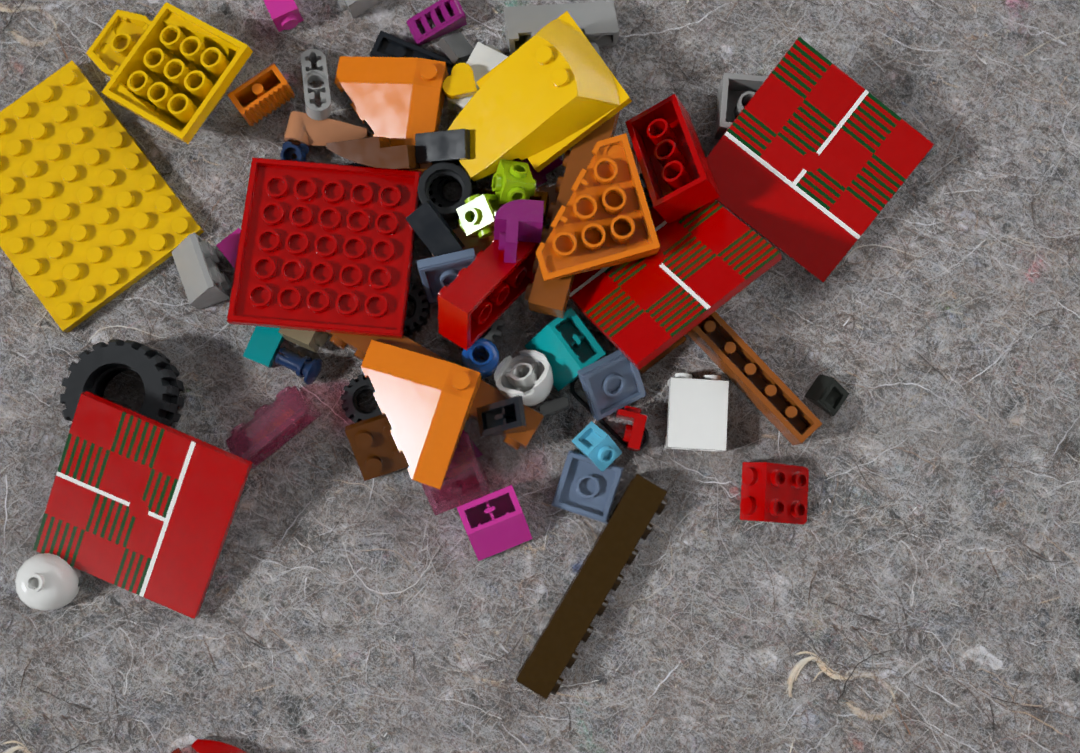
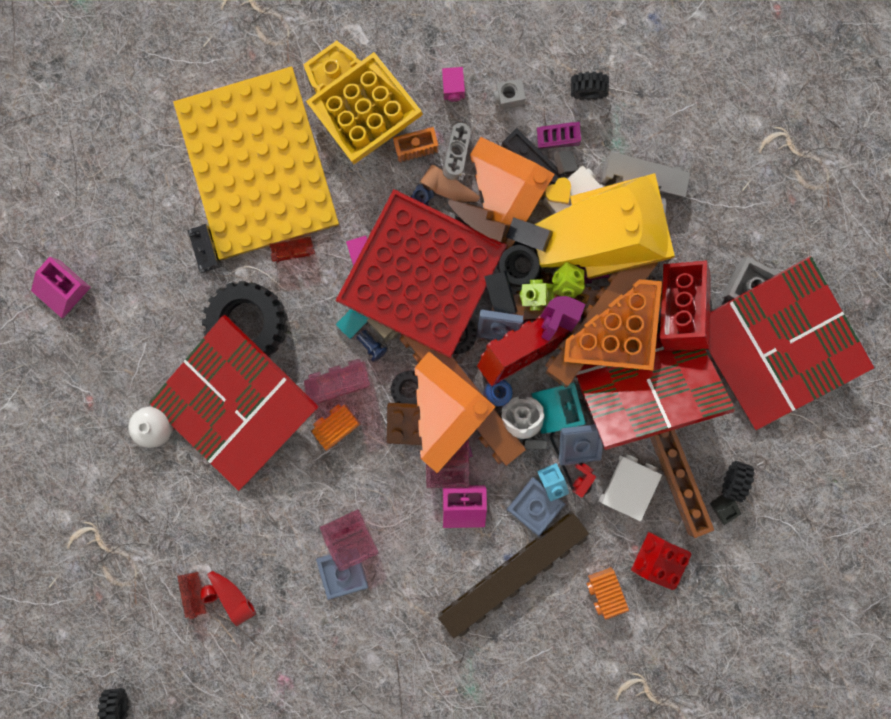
camera: 30 degrees right, 5 degrees up
(39, 324) = (204, 248): none -> black hinge
(151, 282) = (292, 248): none -> clear red hinge
(200, 272) = (327, 256): light grey slope -> none
(289, 485) = (335, 427): none -> orange brick
(360, 624) = (349, 540): none -> clear pink slope
(370, 673) = (343, 582): none -> sand blue tile
(502, 417) = (498, 441): black slope -> none
(722, 561) = (607, 593): none -> orange brick
(827, 352) = (738, 481): none -> black tyre

